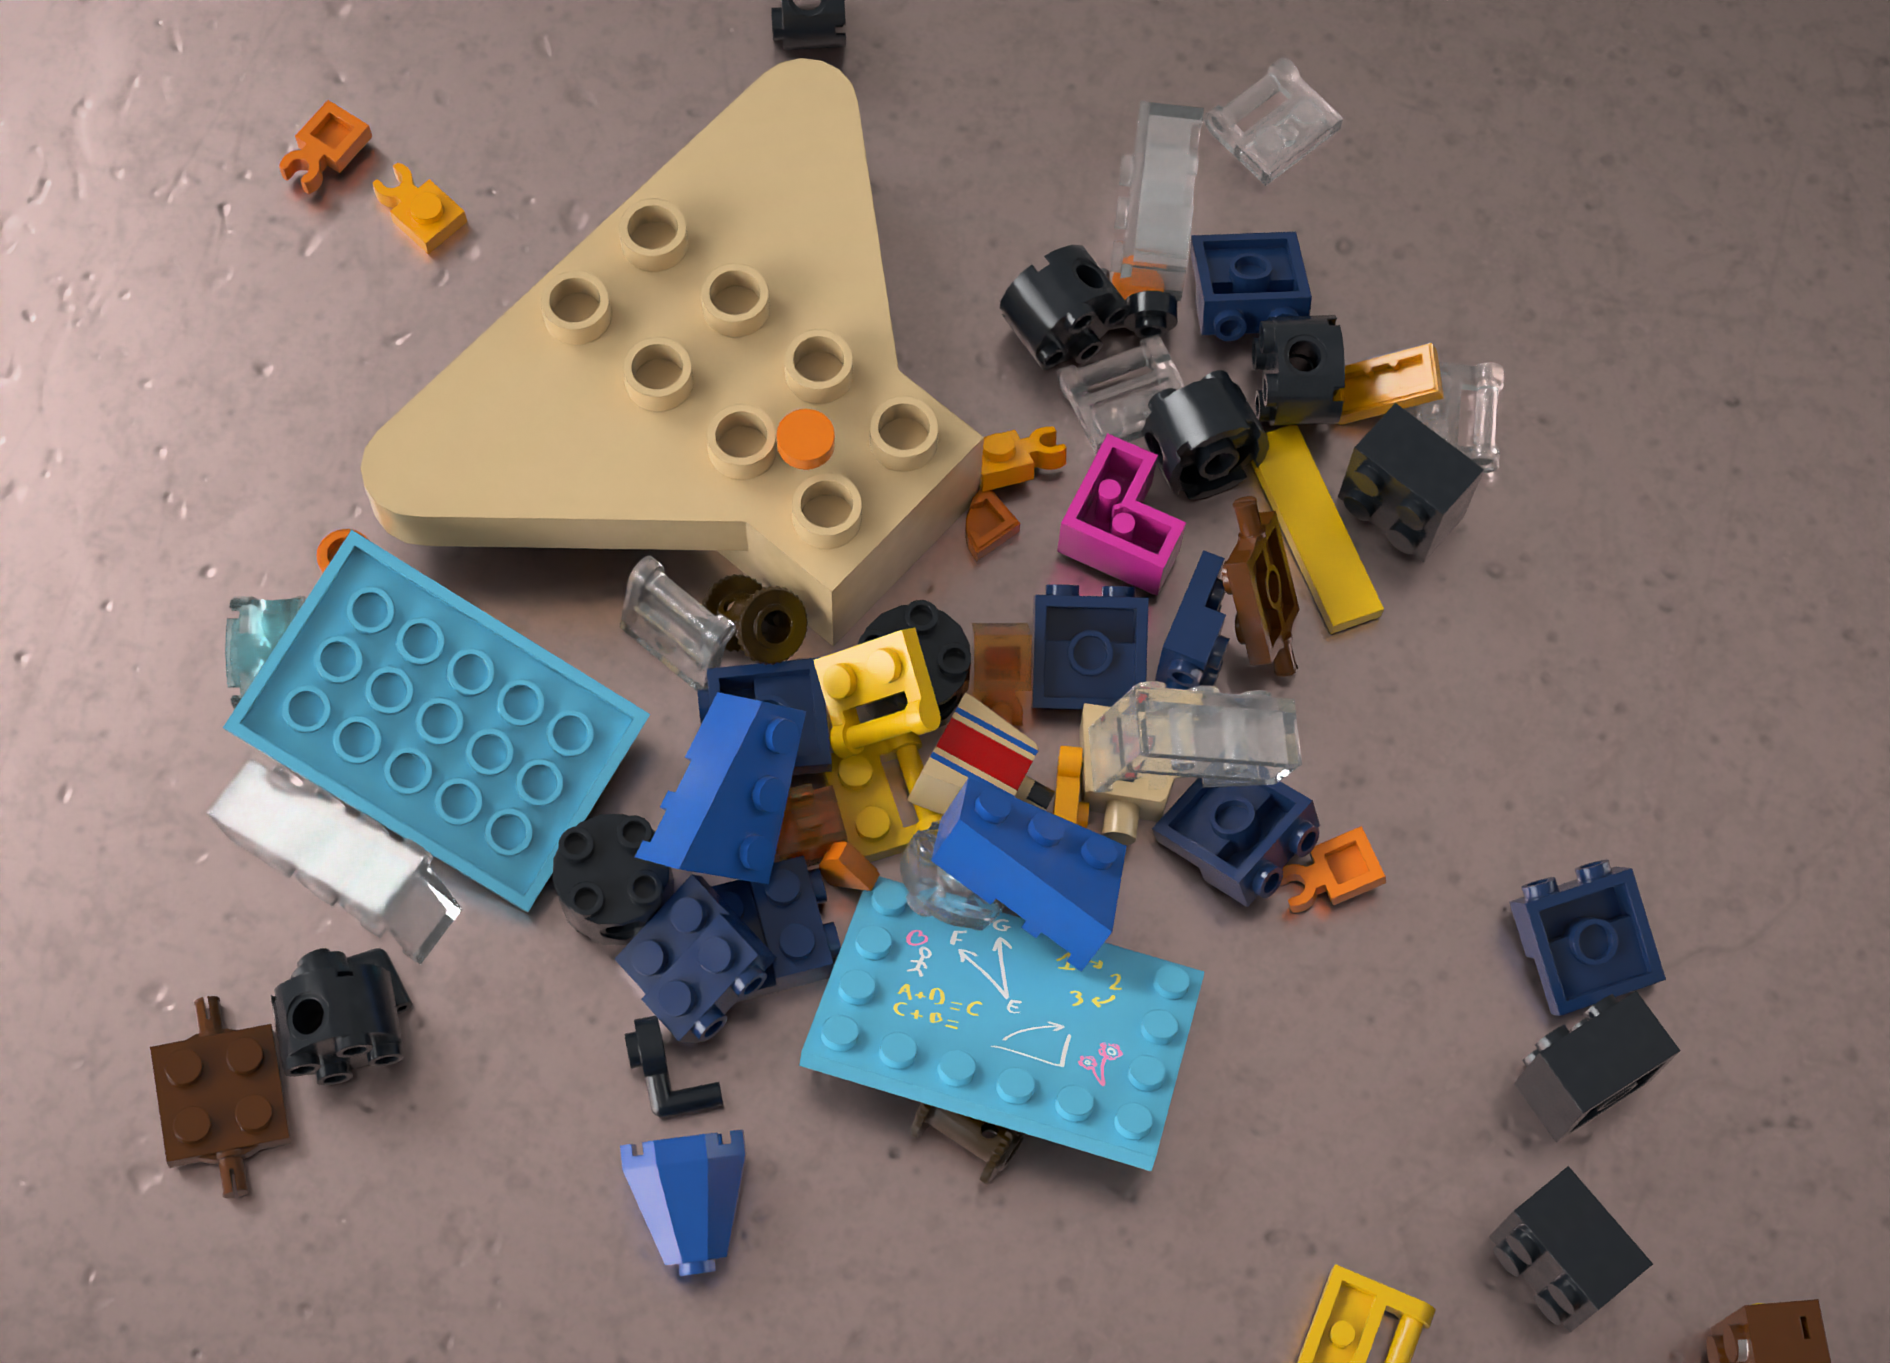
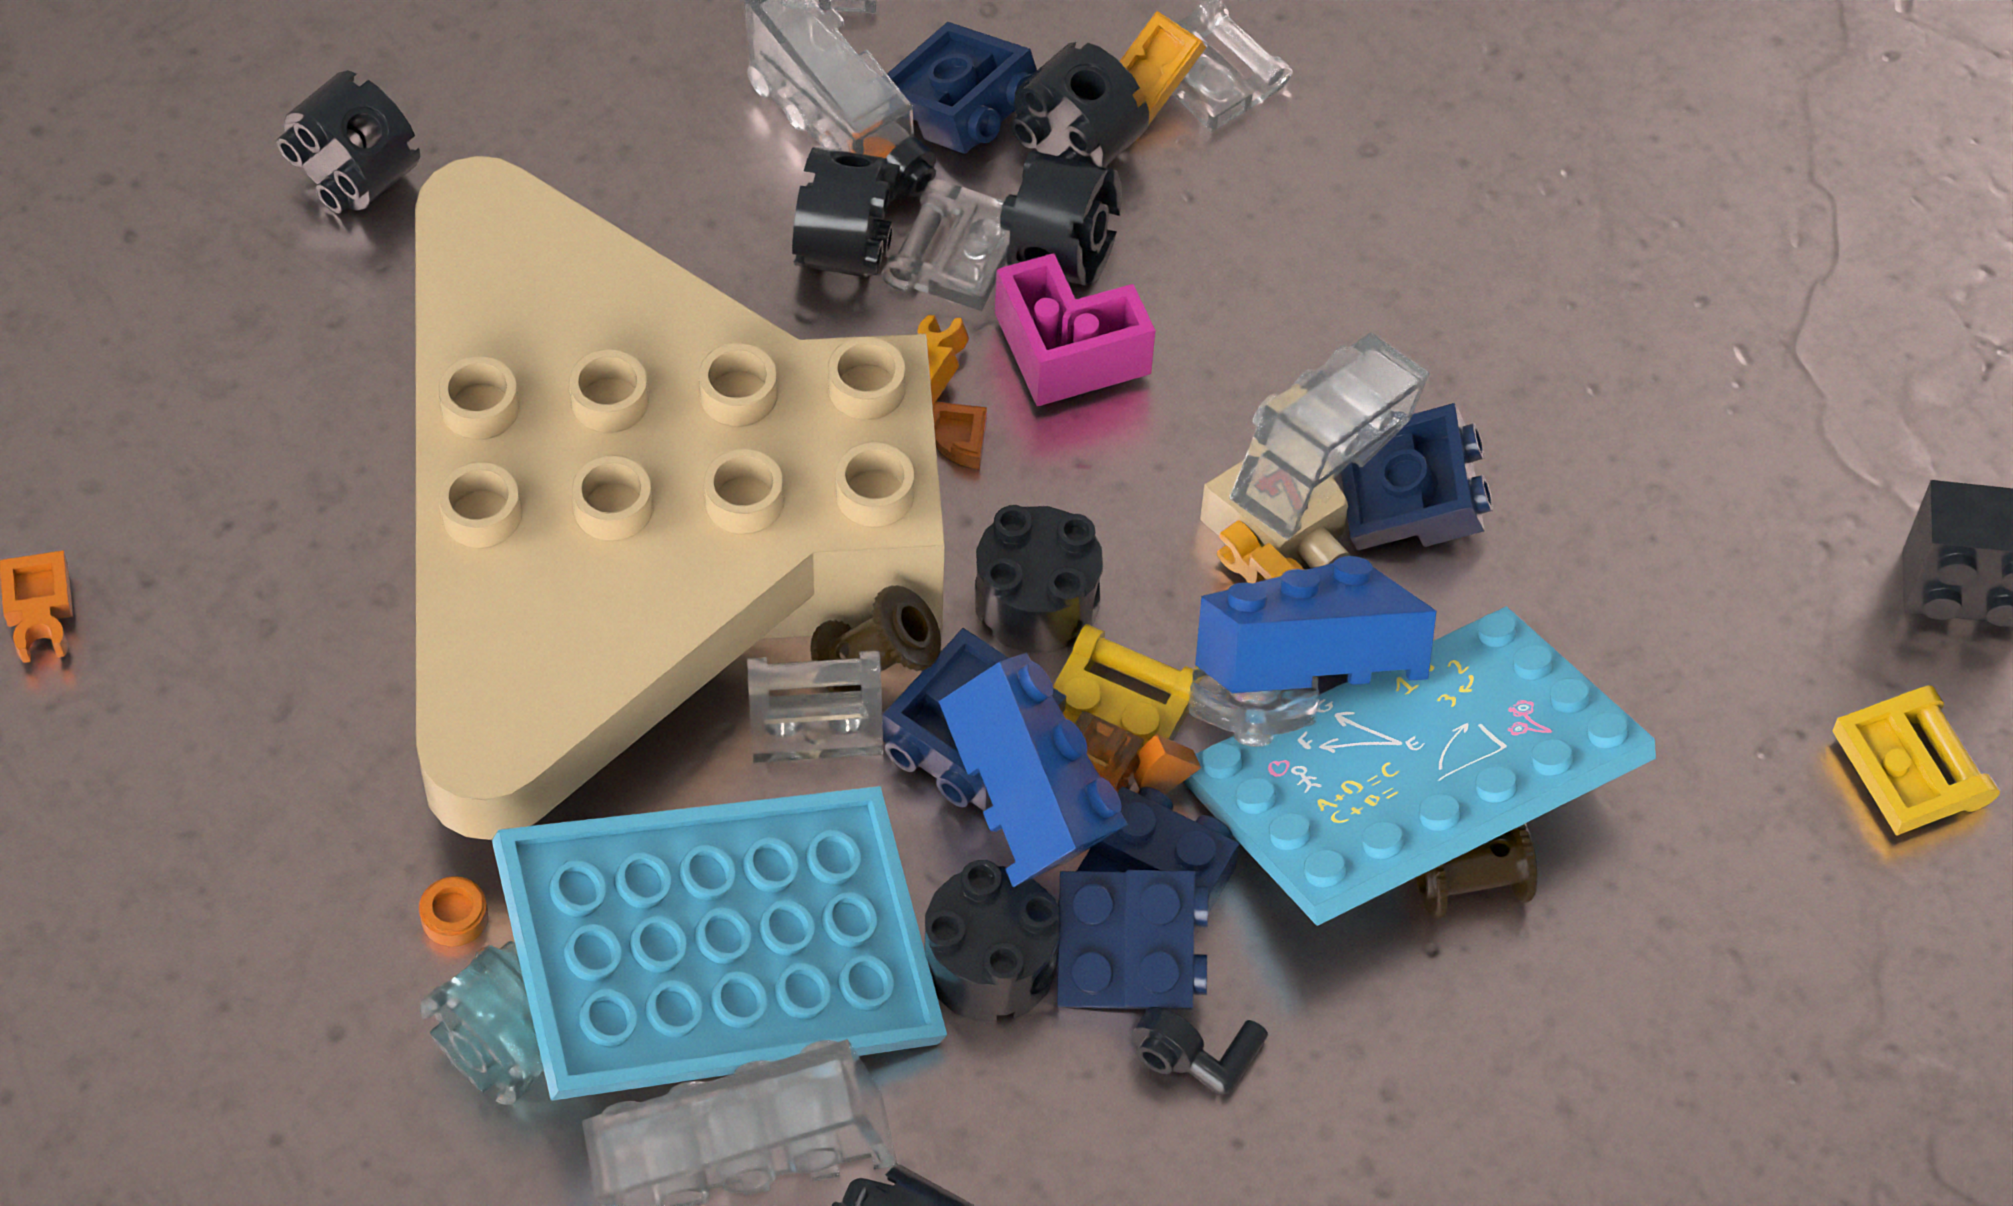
camera: 45 degrees left, 10 degrees down
(420, 212) = (188, 588): light orange plate -> none
(688, 1195) = (1333, 1112): blue cone -> none
(805, 439) = (805, 436): orange tile -> none
(871, 674) = (1033, 590): yellow plate -> none
(980, 748) = (1158, 600): torso -> none
(1002, 664) = (1115, 507): clear orange brick -> none
(1087, 646) = (1152, 448): dark blue plate -> none
(1195, 643) = (1225, 360): dark blue plate -> none
(1262, 588) = (1239, 284): reddish brown plate -> none
(1316, 532) = (1218, 230): yellow tile -> none
(1341, 867) = (1516, 447): orange plate -> none
(1409, 483) = (1255, 125): black brick -> none
(1587, 936) = (1736, 338): dark blue plate -> none
(1596, 1064) = (1851, 414): black brick -> none

